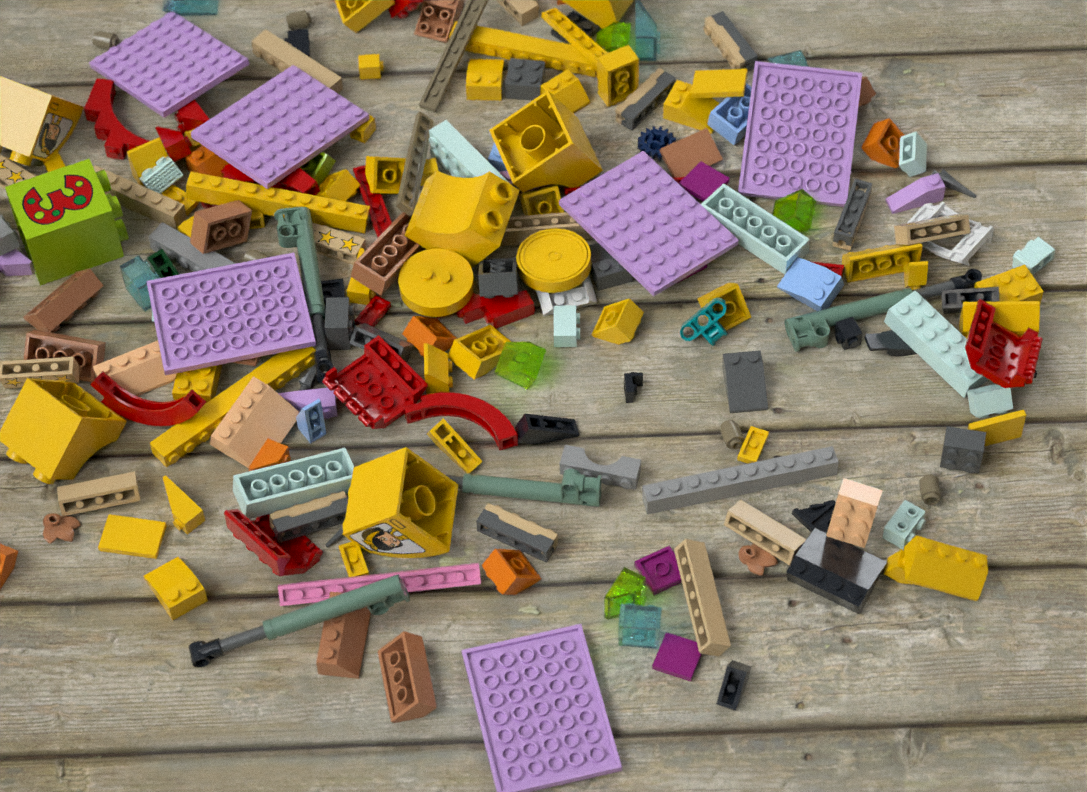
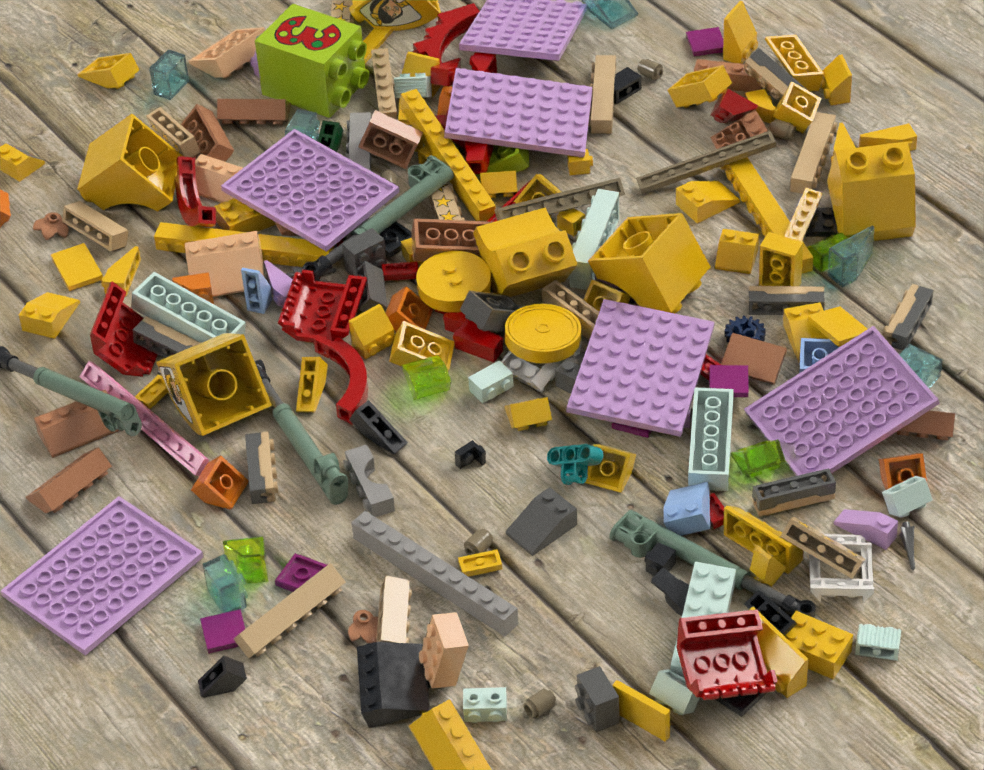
camera: 55 degrees right, 10 degrees down
(370, 66) = (645, 131): yellow brick -> none
(524, 79) = (726, 215): dark grey brick -> none

